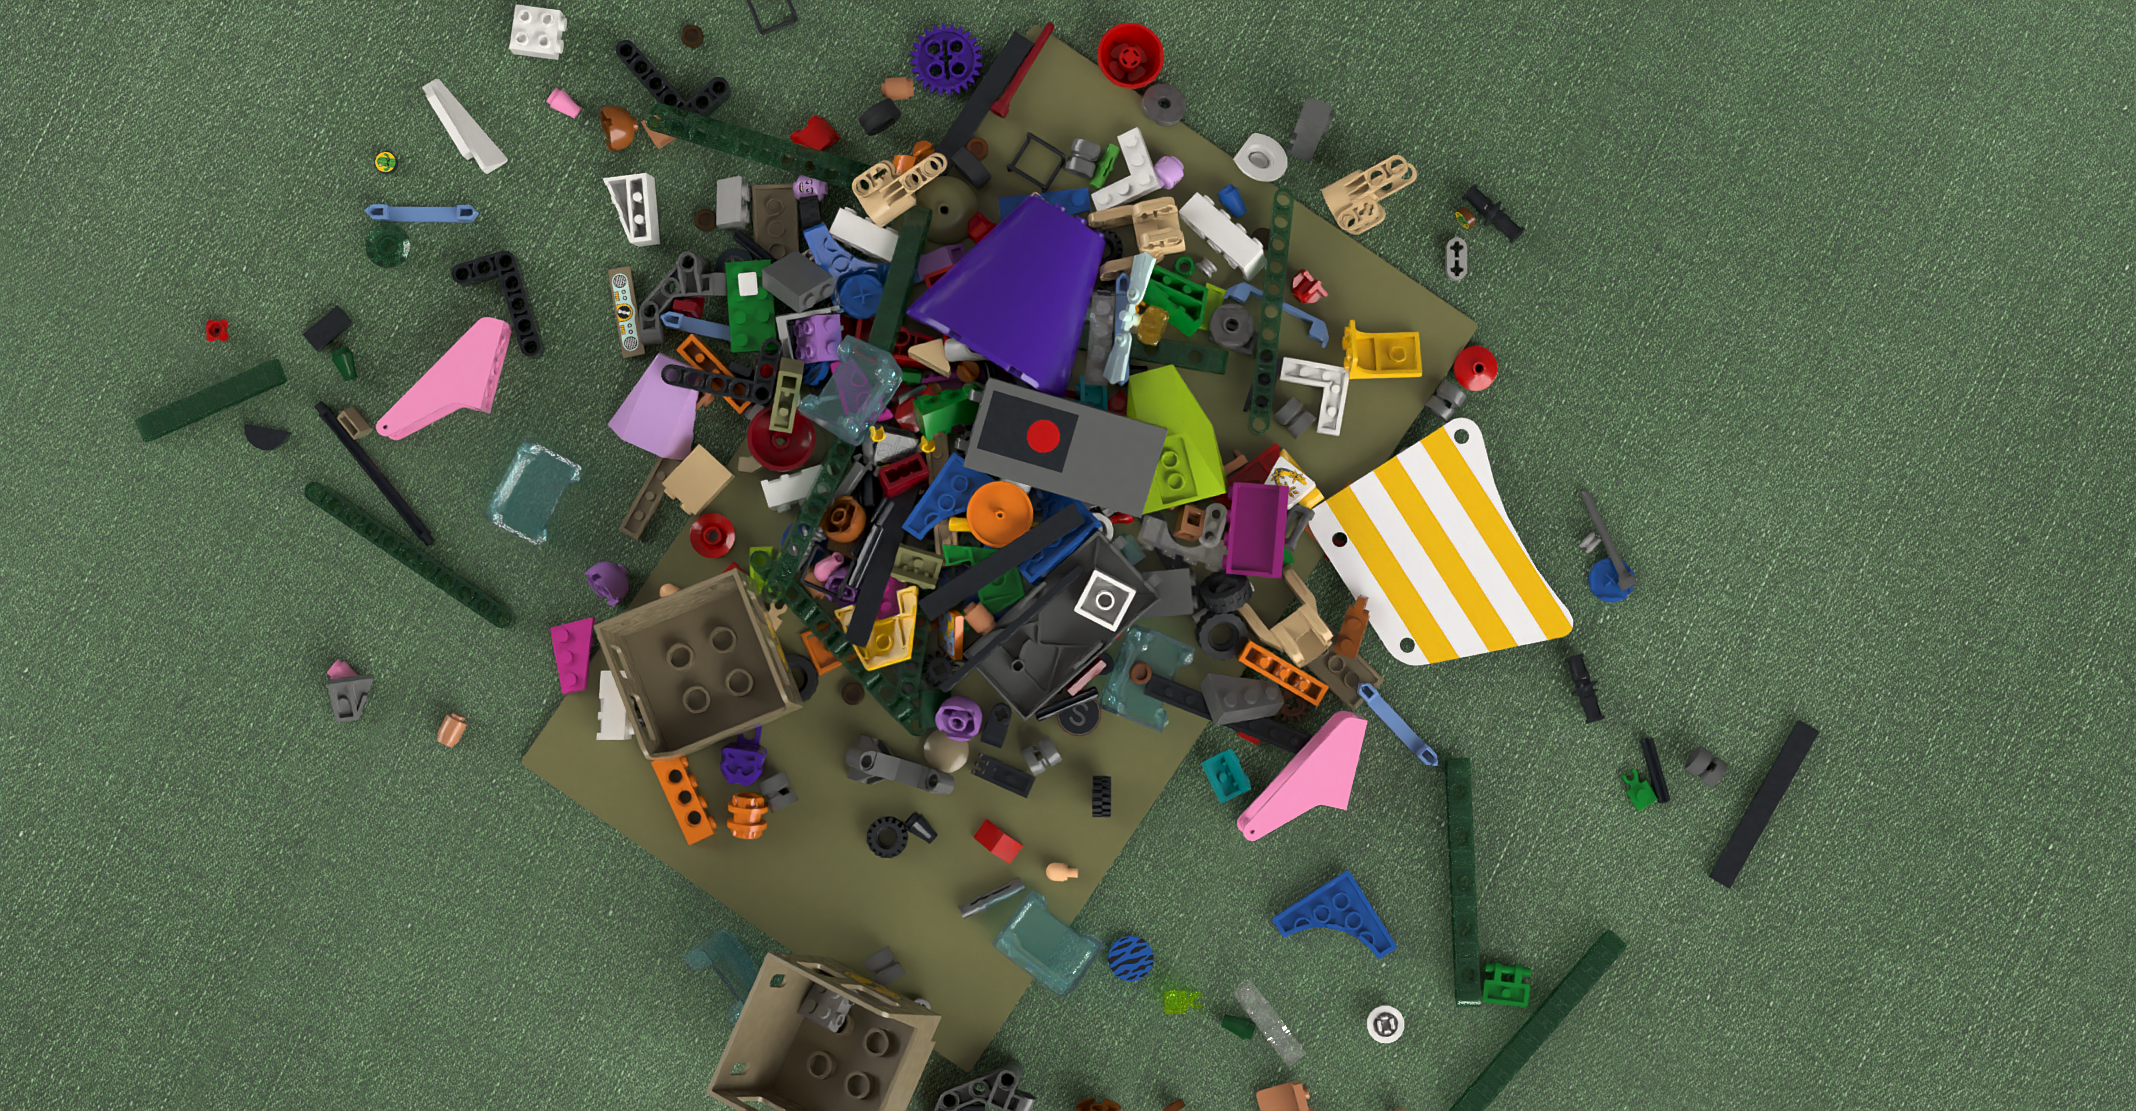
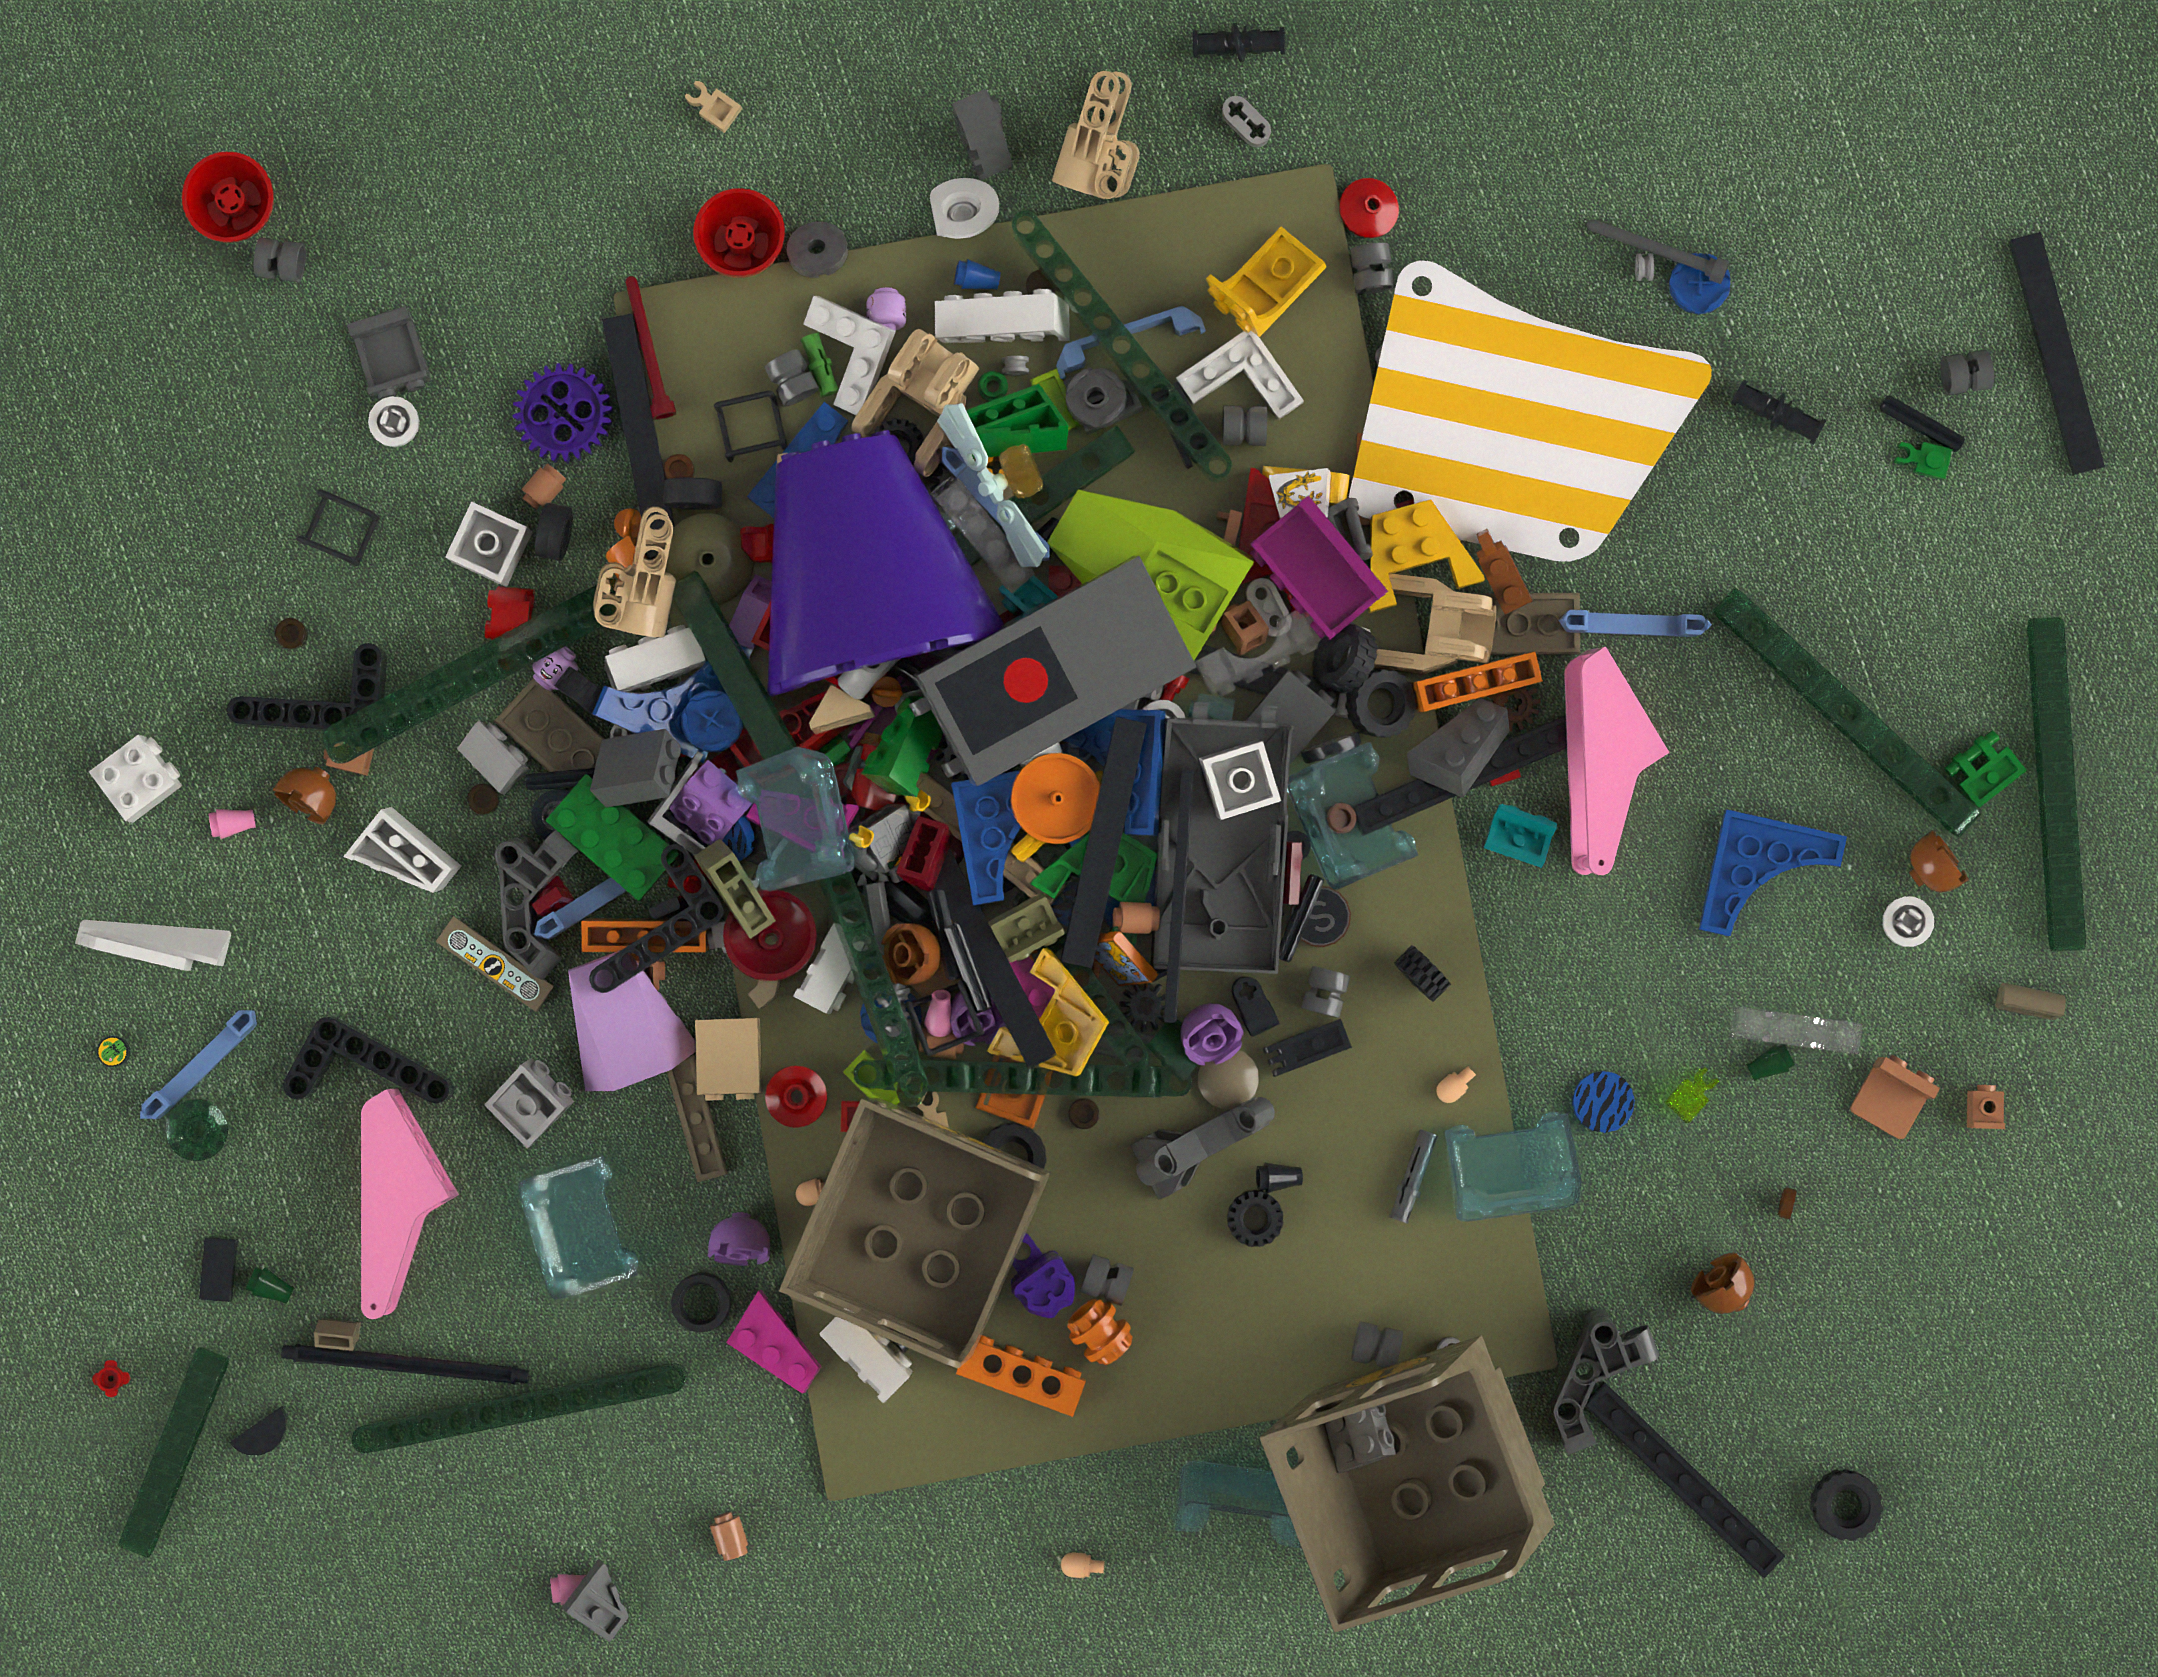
camera: 40 degrees left, 0 degrees up
(540, 594) = (678, 1307): none -> black tyre
(573, 401) = (530, 1101): none -> light grey plate
(617, 927) = (1080, 1565): none -> light nougat cylinder
(748, 284) = (588, 818): white sticker -> none
(839, 90) = (489, 544): none -> white brick
(997, 841) = (1364, 1116): red slope -> none
(1171, 630) = (1331, 747): none -> black tile
(1306, 288) = (1131, 290): red piece -> none
(1325, 565) = (1414, 538): none -> yellow wing
(1429, 1008) = (1935, 865): none -> dark orange cylinder
(1465, 217) = (1215, 72): reddish brown tile -> none

